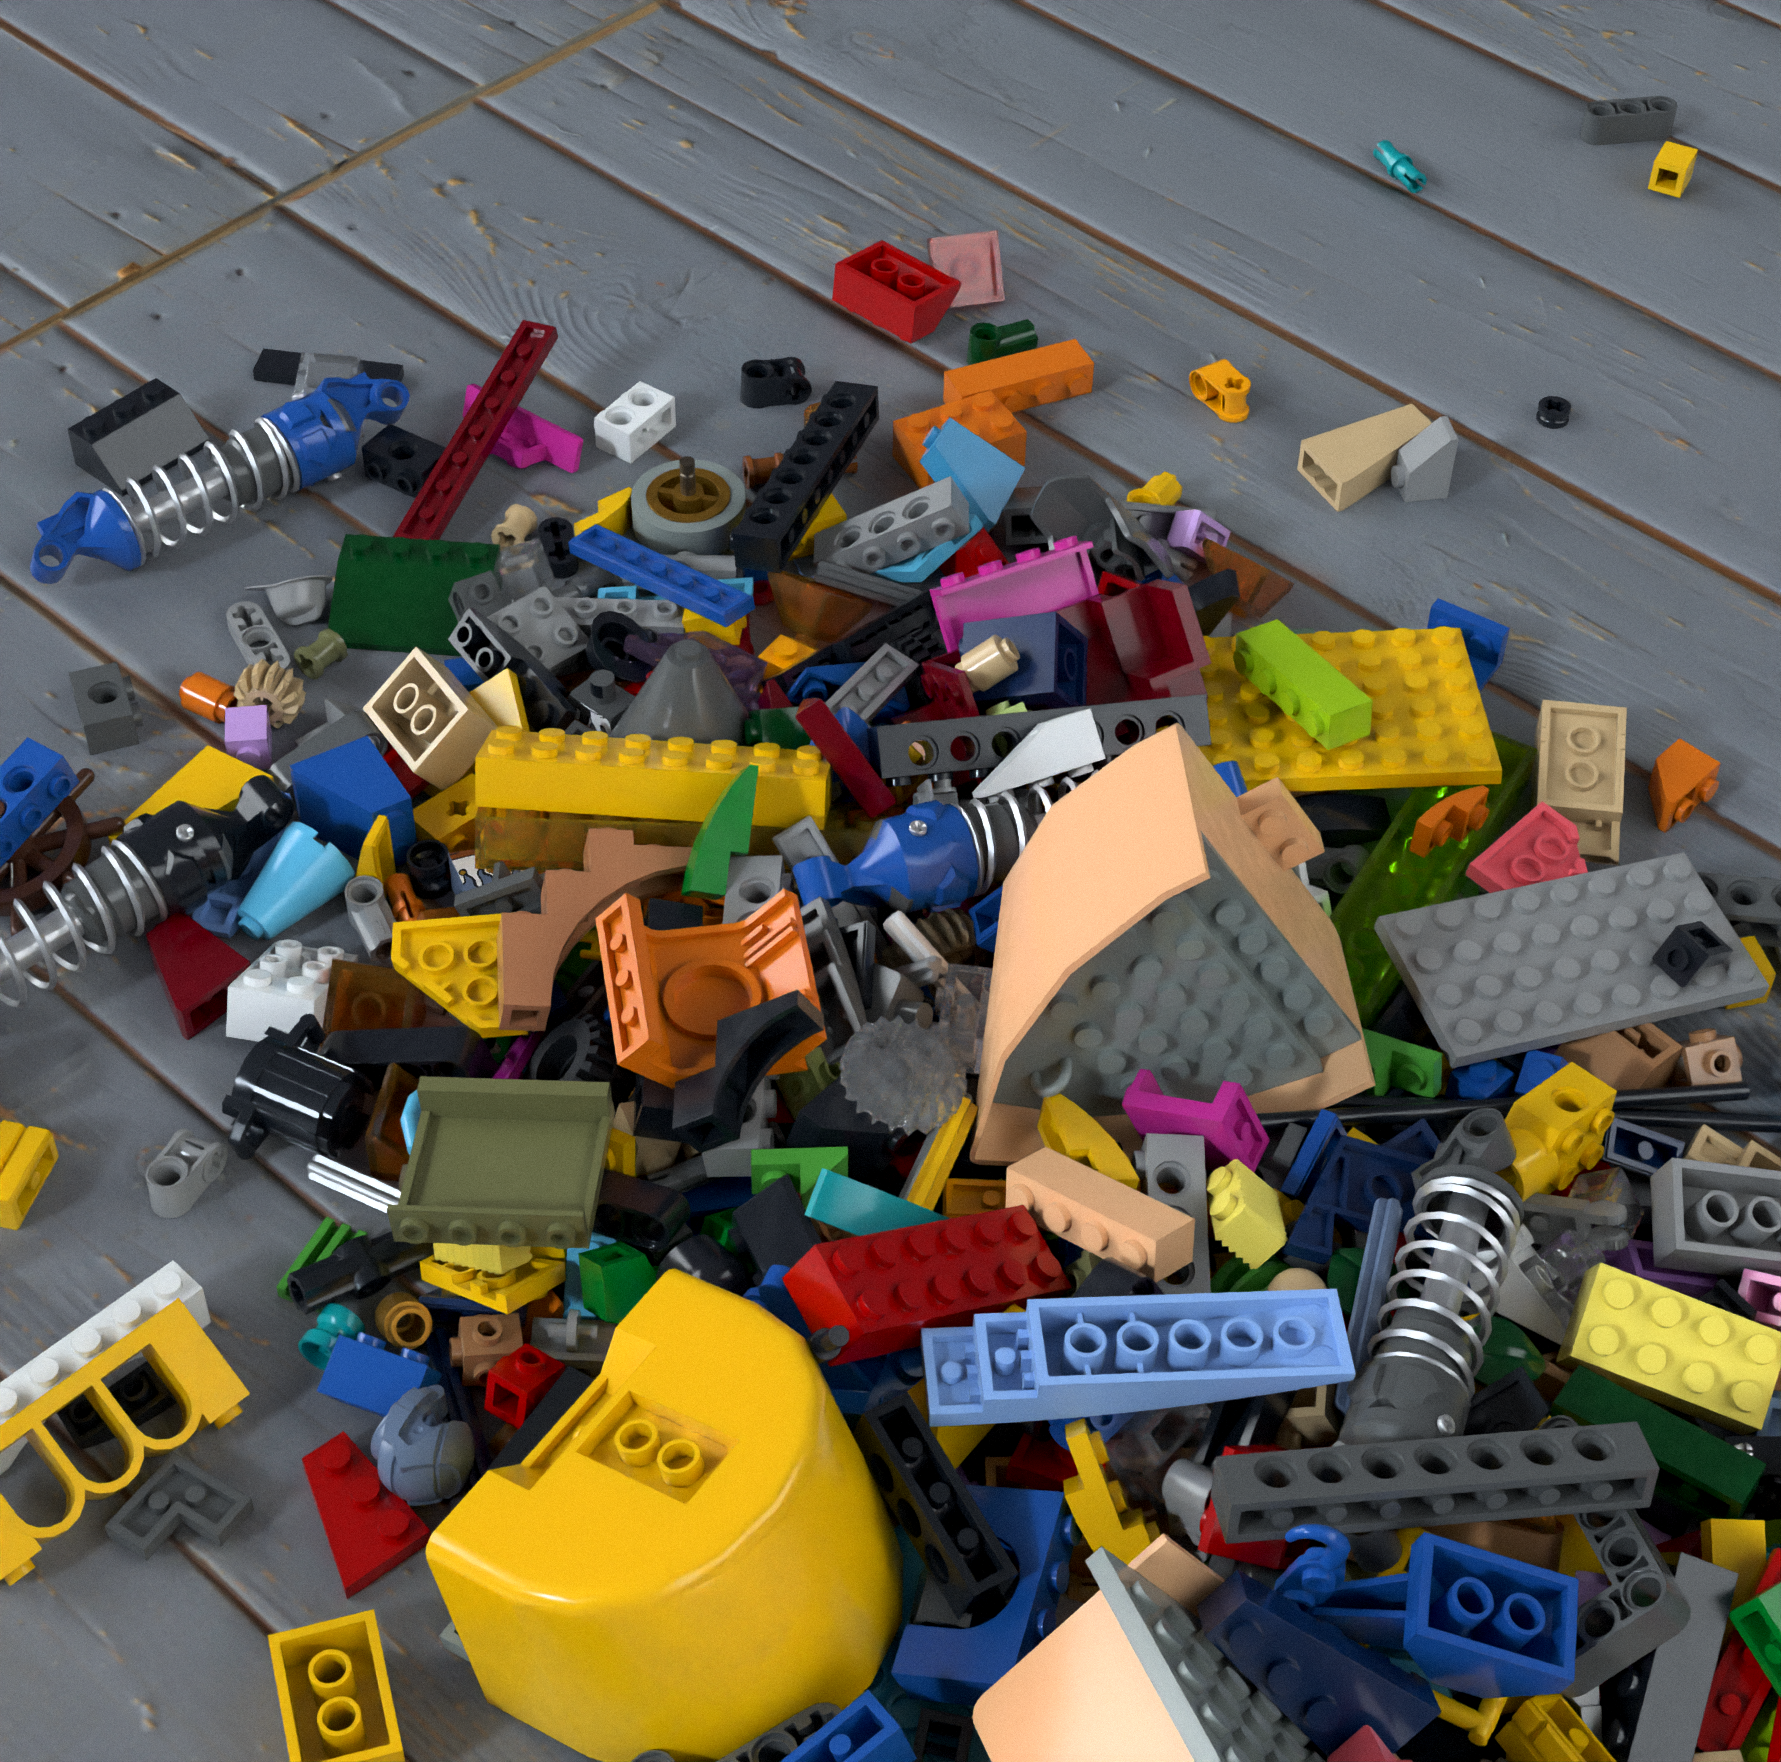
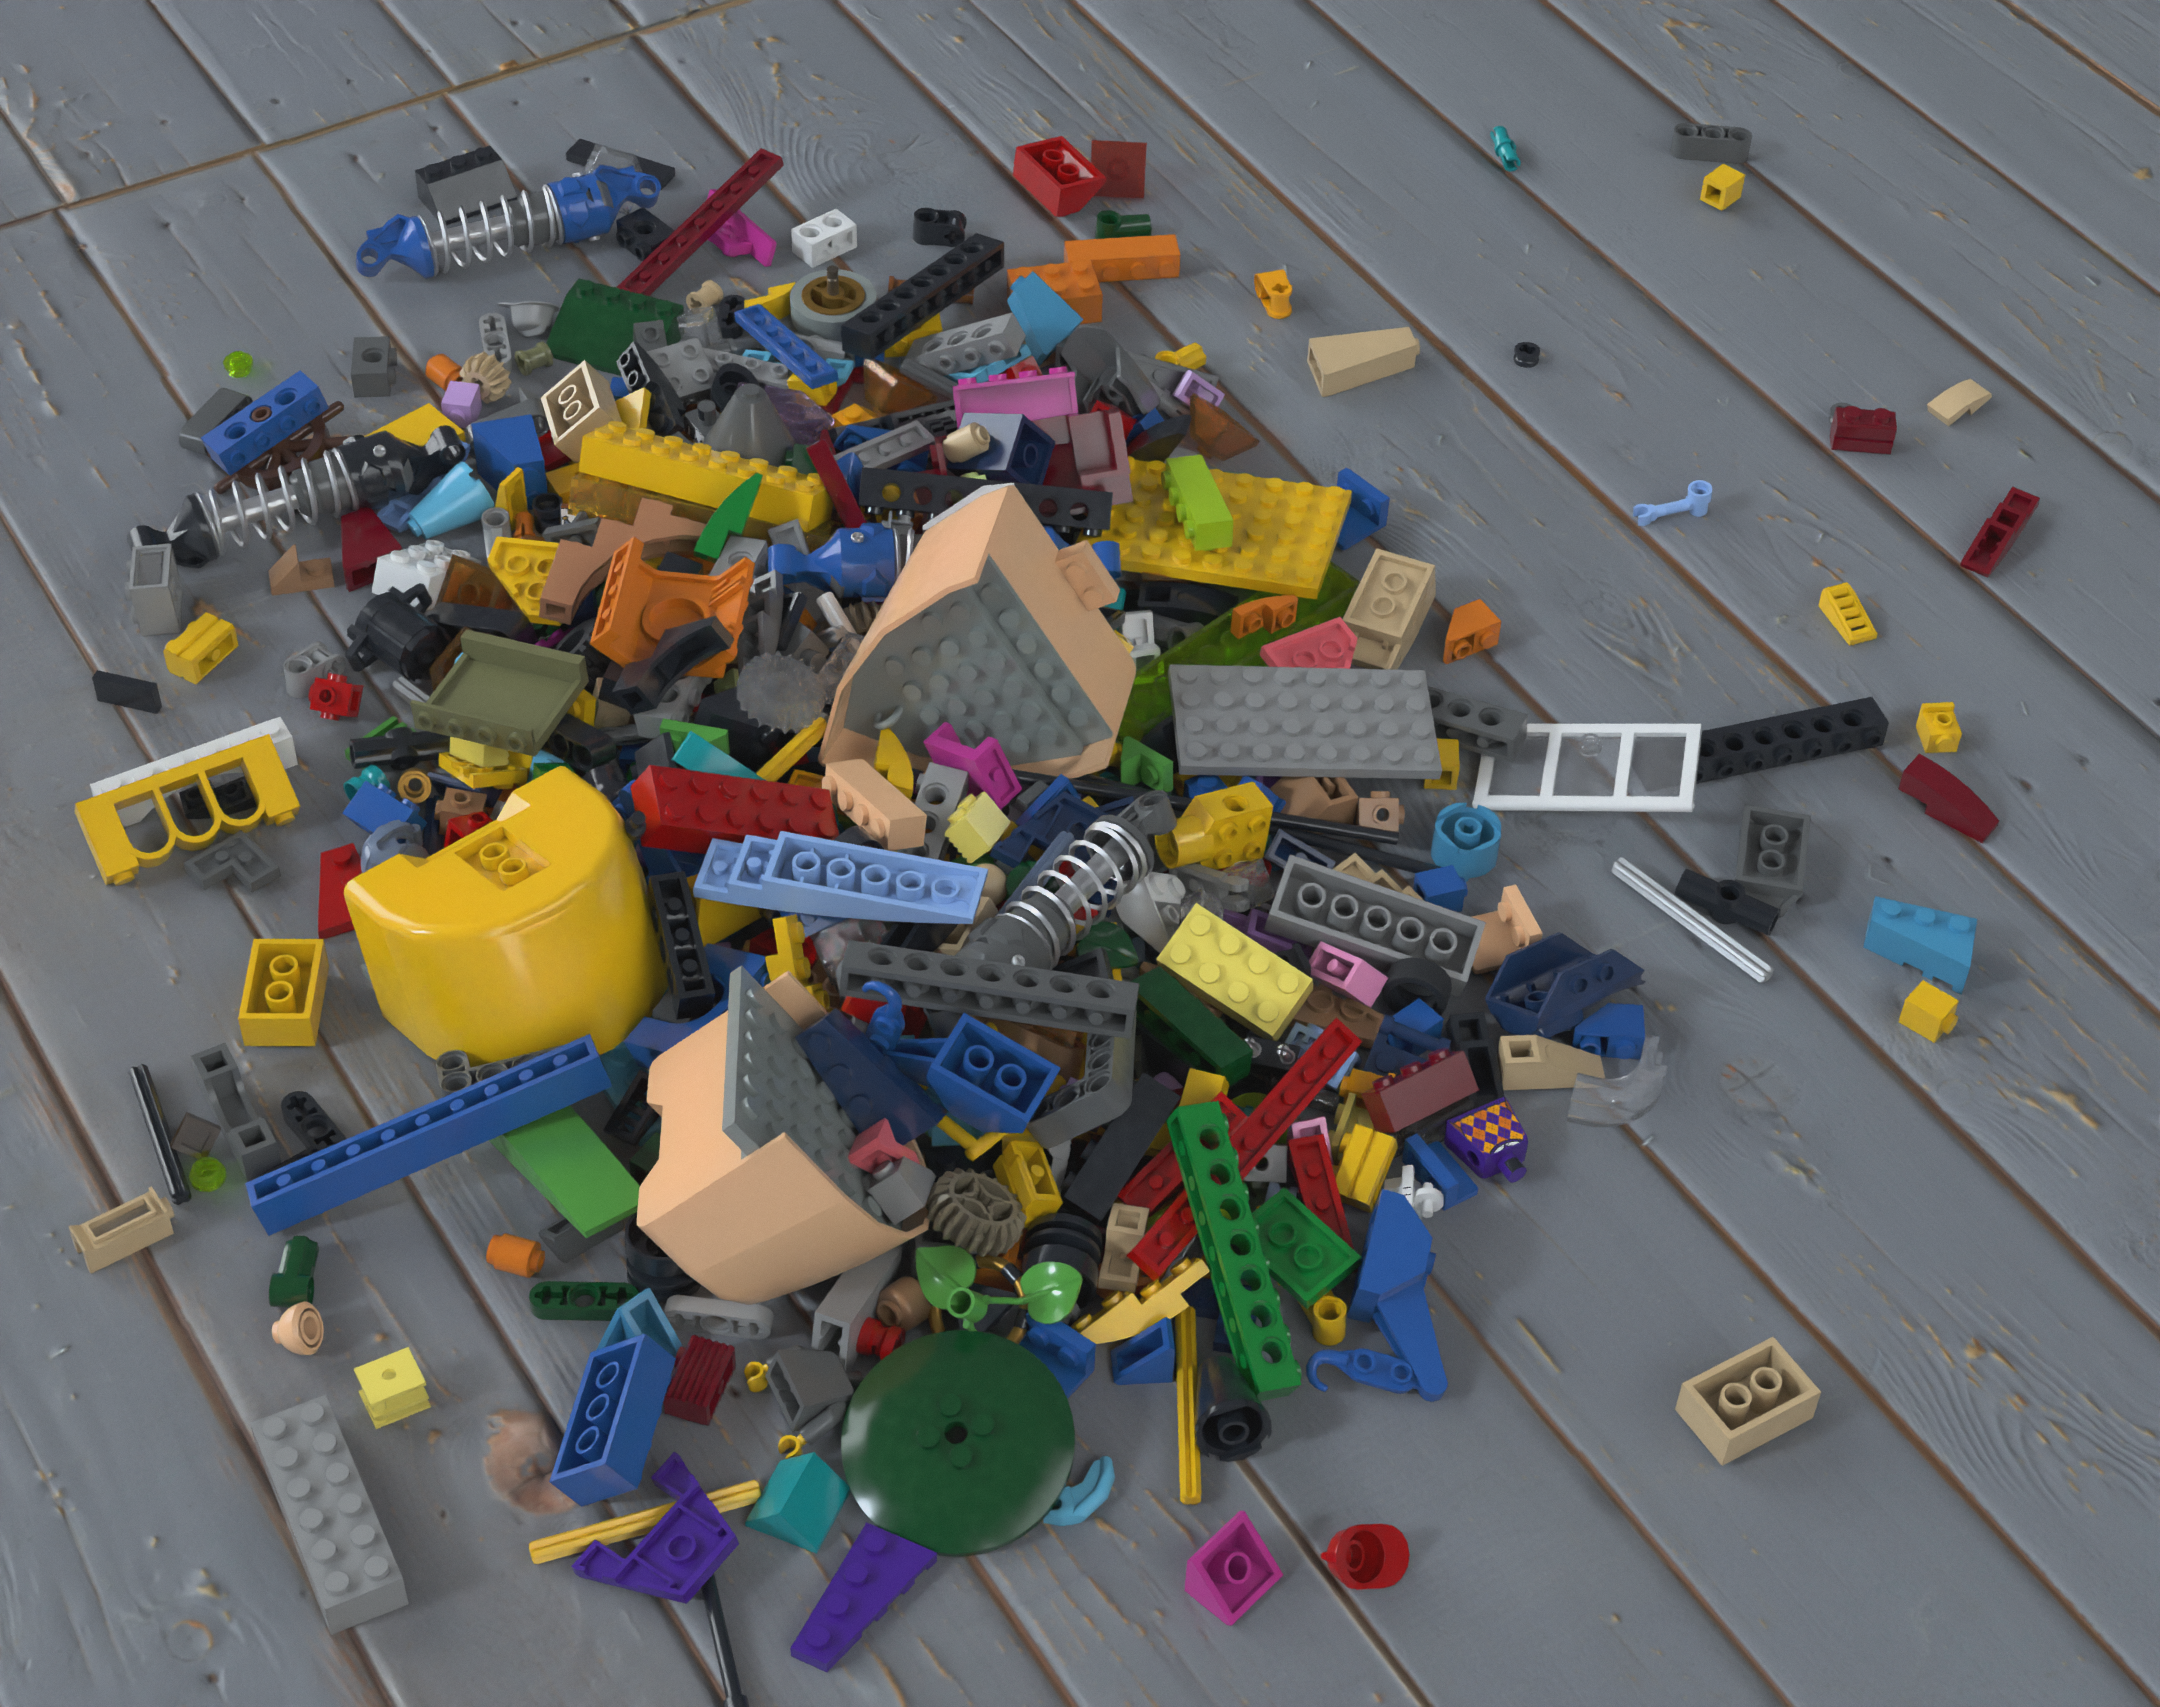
camera: 15 degrees right, 0 degrees up
(104, 1033) = (293, 576): none -> medium nougat slope
(249, 1199) = (335, 697): none -> red brick
(1426, 463) = (1397, 373): light grey slope -> none
(1689, 951) = (1385, 729): black bracket -> none

